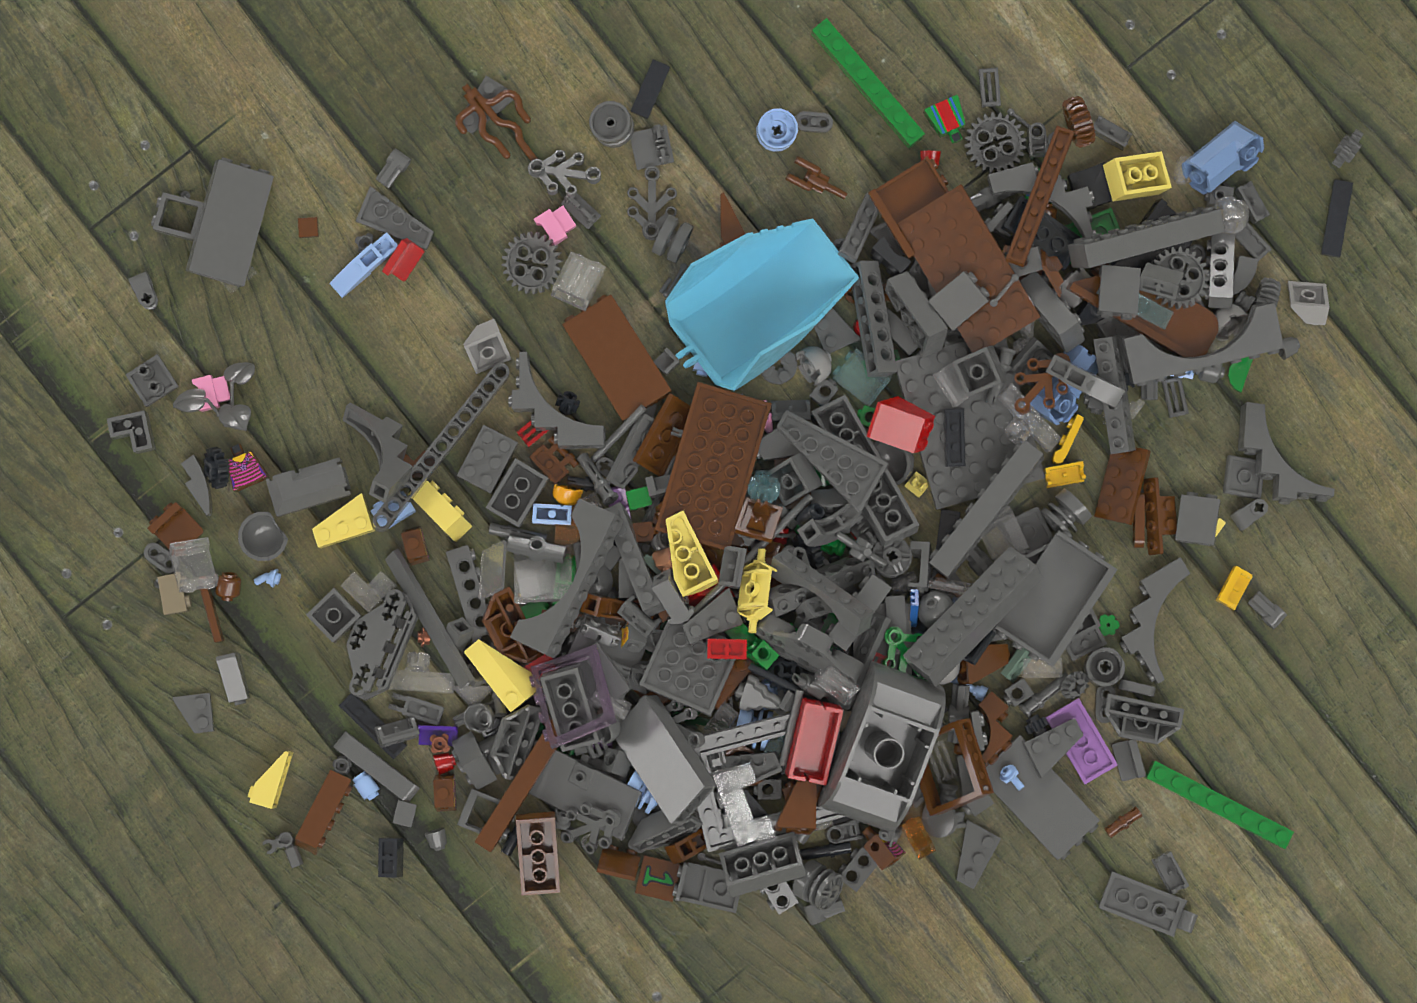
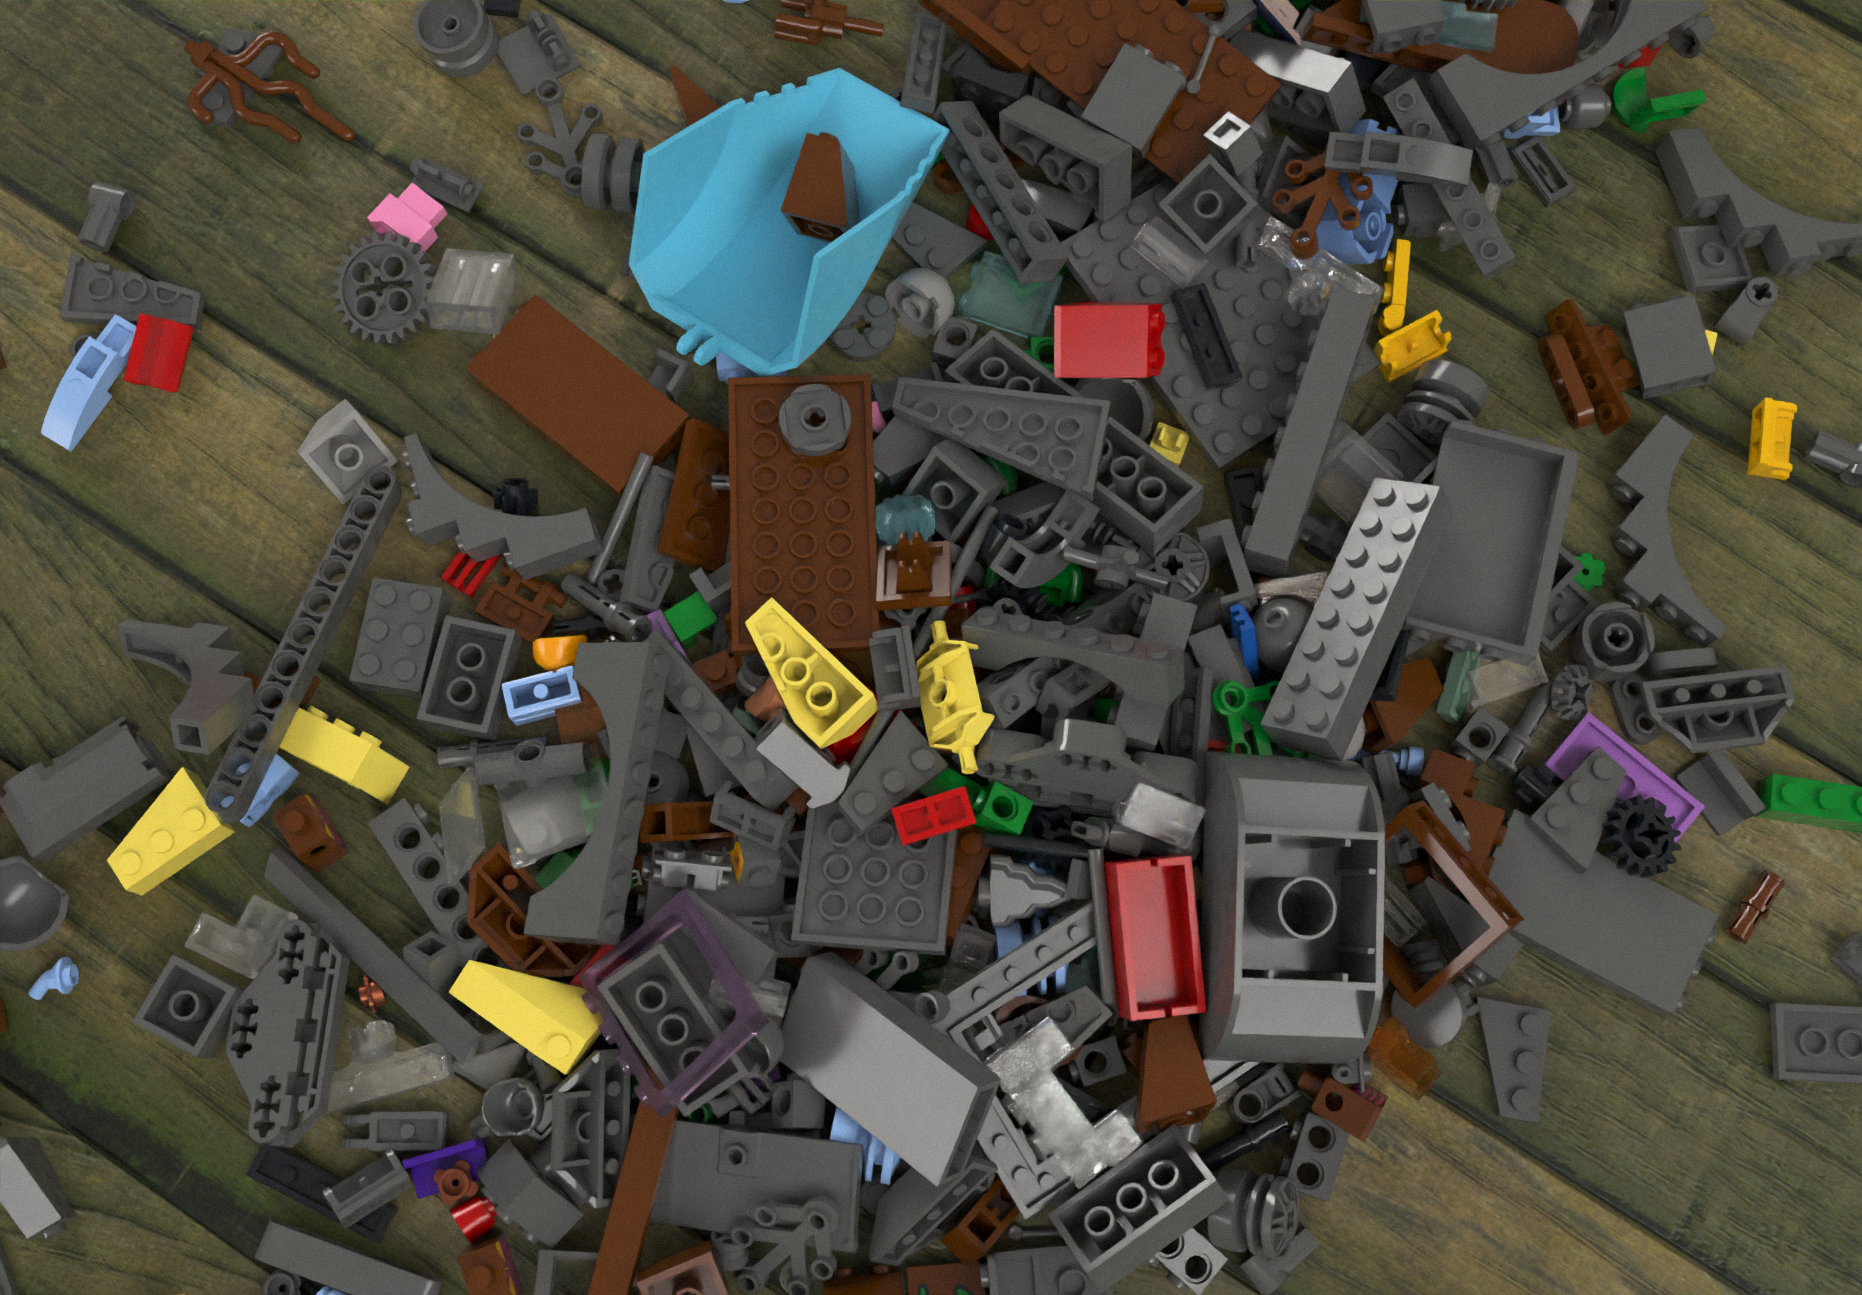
camera: 15 degrees left, 10 degrees down
(562, 171) = (356, 138): plant -> none
(743, 415) = (815, 440): none -> dark grey plate
(781, 291) = (822, 190): none -> reddish brown slope
(1002, 342) = (1233, 143): none -> dark grey brick
(1010, 773) = (1524, 884): light blue plate -> none
(1074, 779) = (1641, 836): none -> black gear
(1122, 486) = (1517, 331): reddish brown plate -> none
(1254, 386) = (1668, 107): none -> green tile

